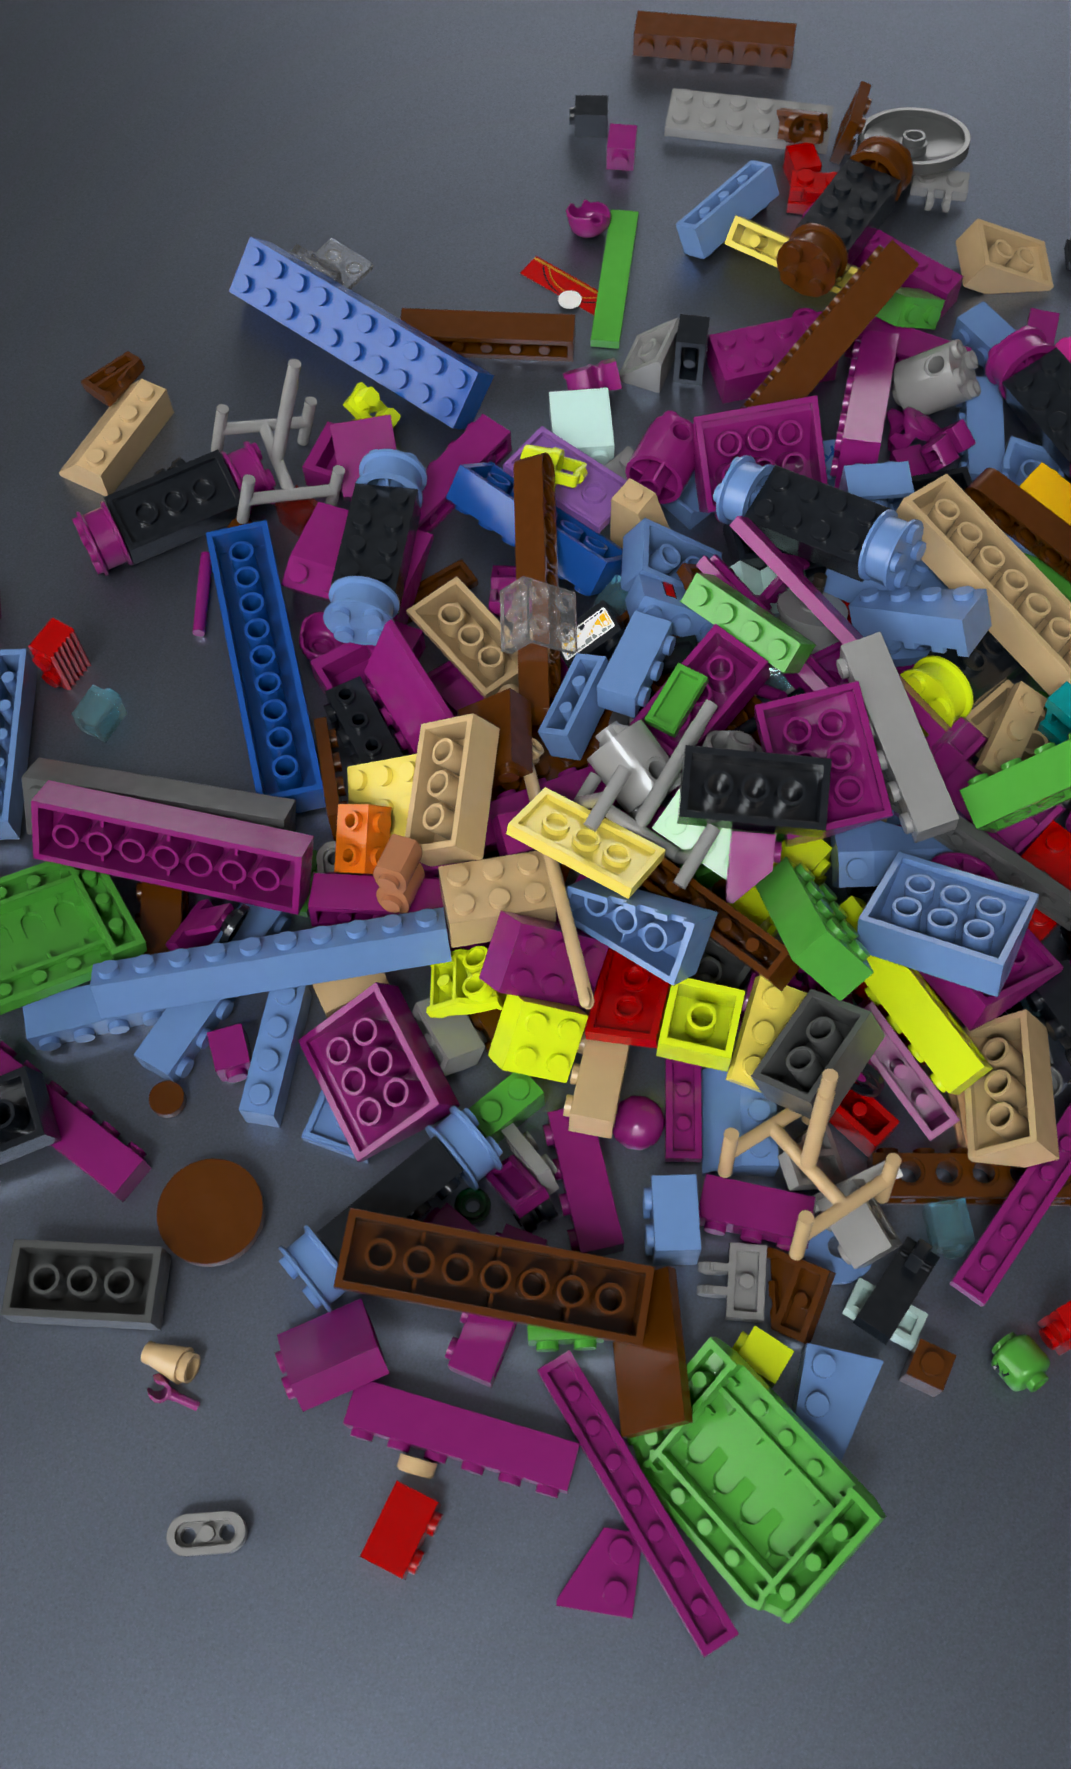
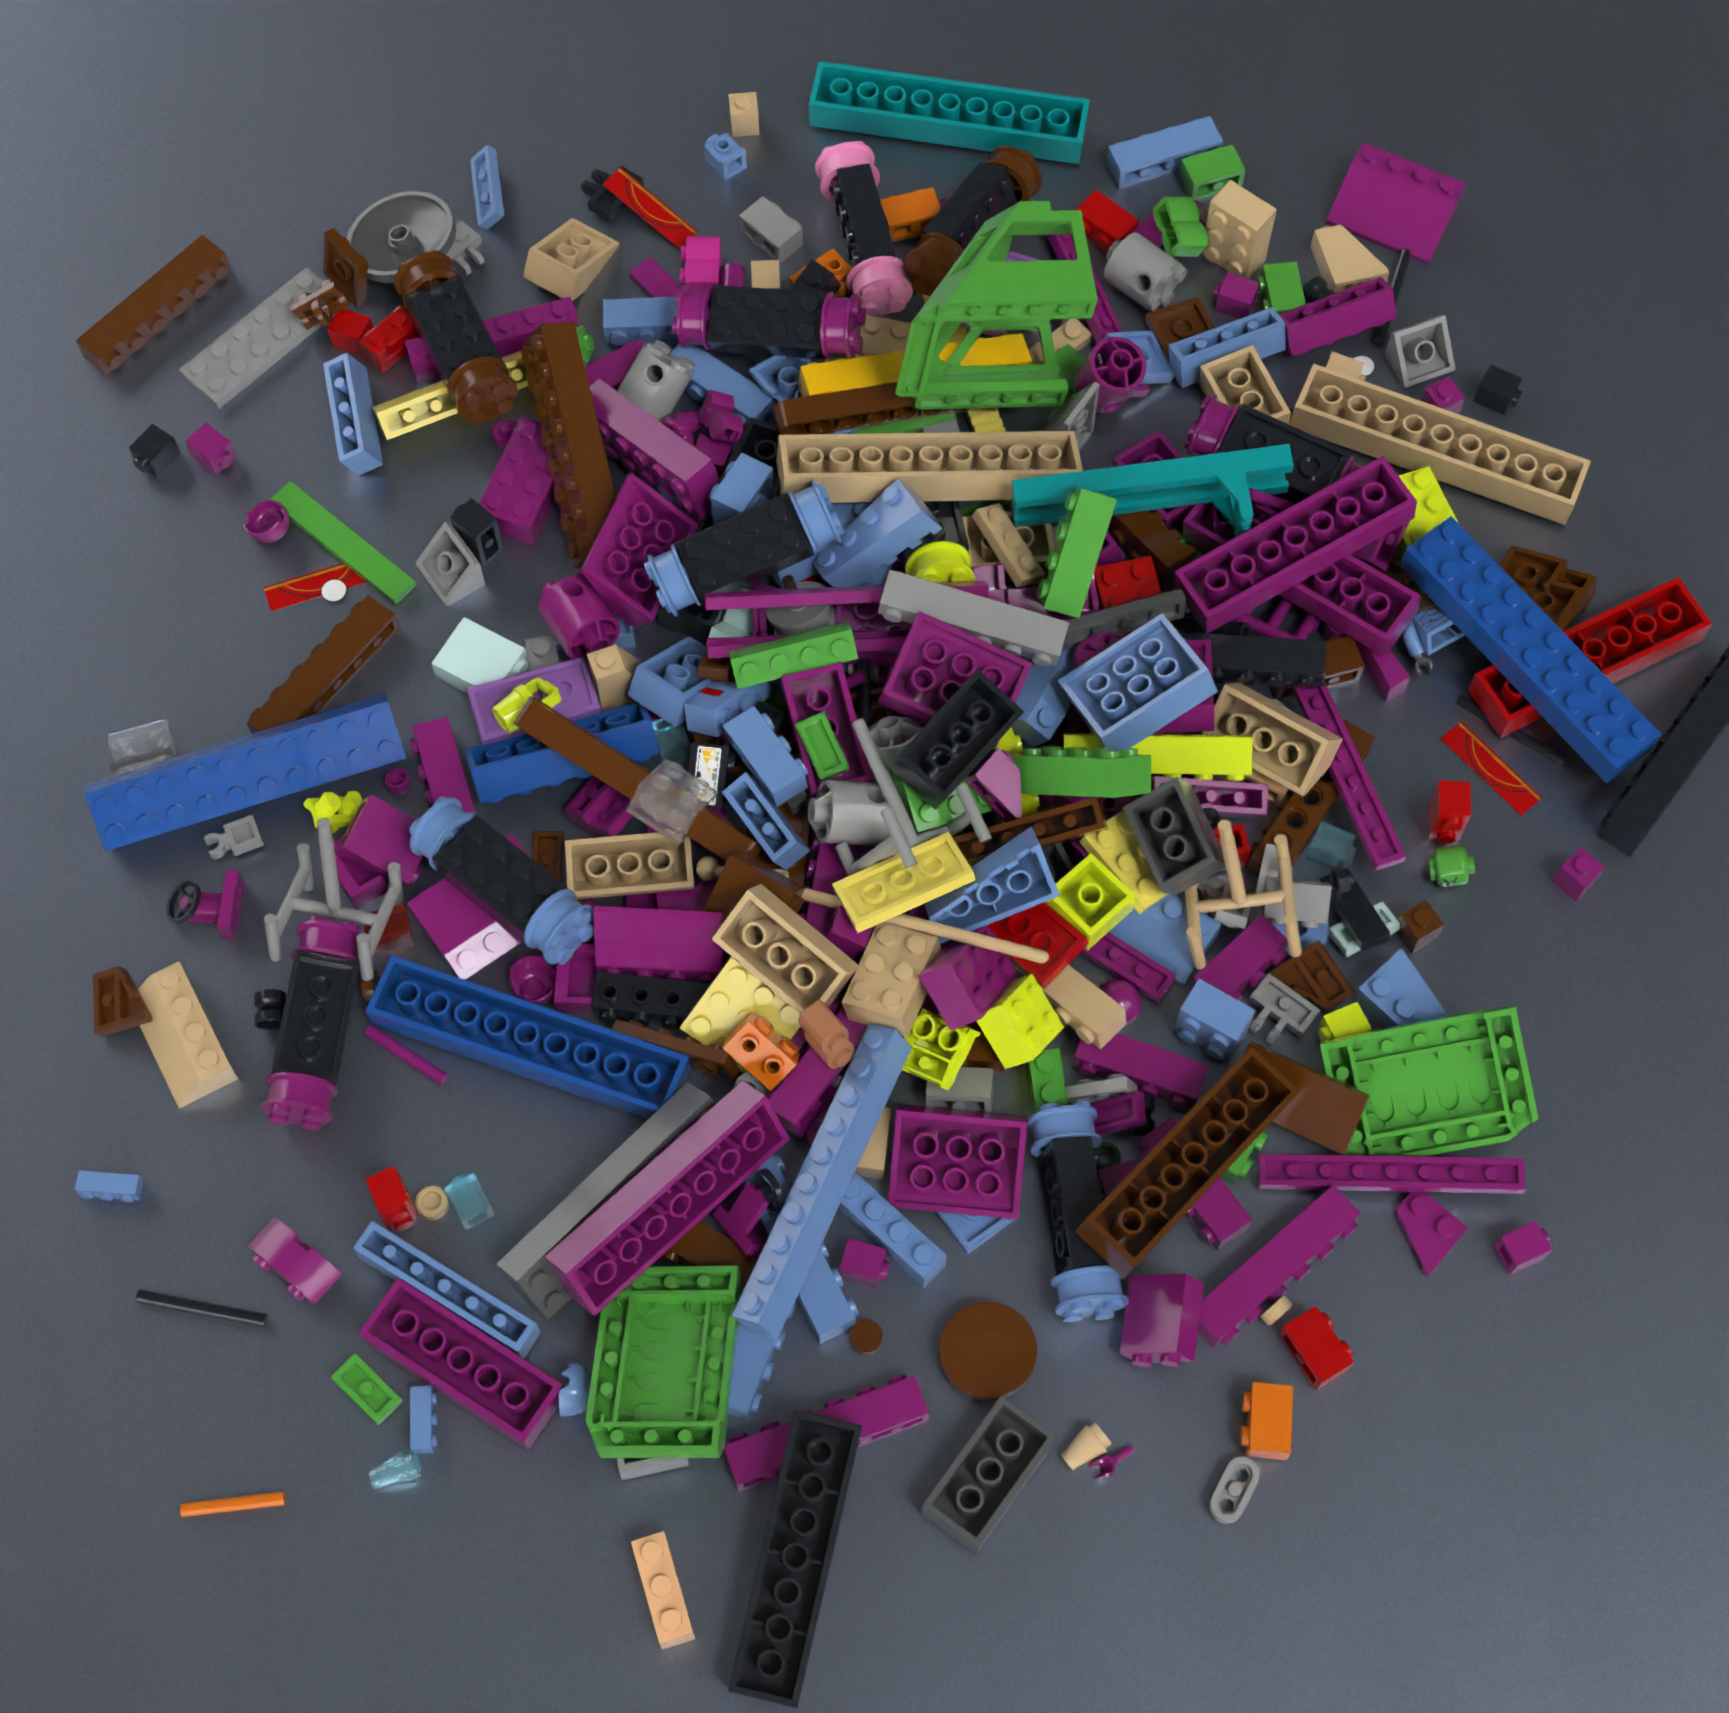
camera: 60 degrees left, 0 degrees up
(81, 685) = (432, 1202): none -> tan tile
(238, 391) = (210, 907): none -> magenta piece
(293, 1525) = (1268, 1421): none -> orange brick
(313, 368) = (239, 836): none -> light grey plate
(436, 439) = (397, 781): none -> magenta hinge
(594, 376) = (435, 629): magenta leg -> none
(649, 1694) = (1523, 1247): none -> magenta brick
(1015, 170) = (487, 187): none -> medium blue plate

